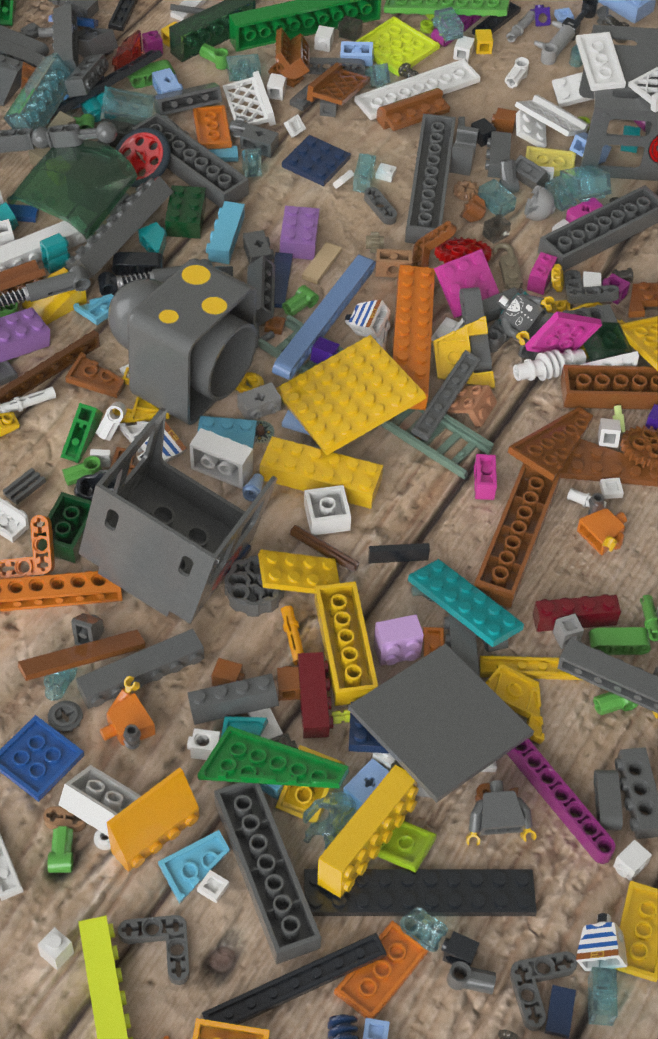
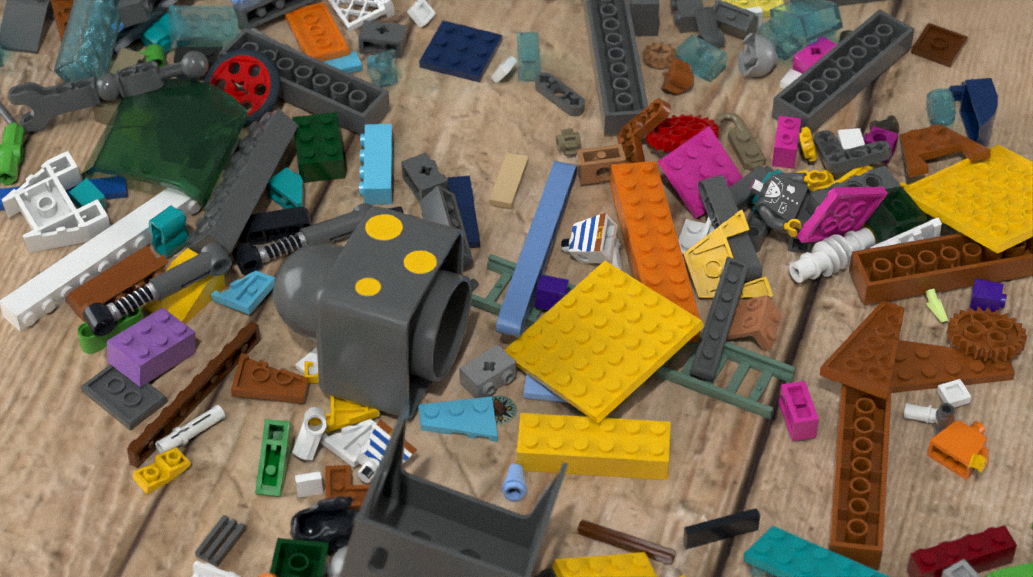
camera: 10 degrees left, 5 degrees down
(89, 467) = (285, 509): bright green piece -> none
(221, 458) = (465, 453): white brick -> none
(237, 126) = (351, 26): dark grey gear -> none
(252, 379) = (470, 345): yellow gear -> none
(275, 325) = (476, 270): dark orange tile -> none
(300, 232) = (471, 146): medium lavender brick -> none
(303, 298) = (501, 229): bright green piece -> none
(327, 510) = (617, 492): white brick -> none
(386, 172) = (553, 50): white plate -> none
(496, 228) = (713, 96): clear smoke brick -> none
(609, 432) = (930, 325): white brick -> none

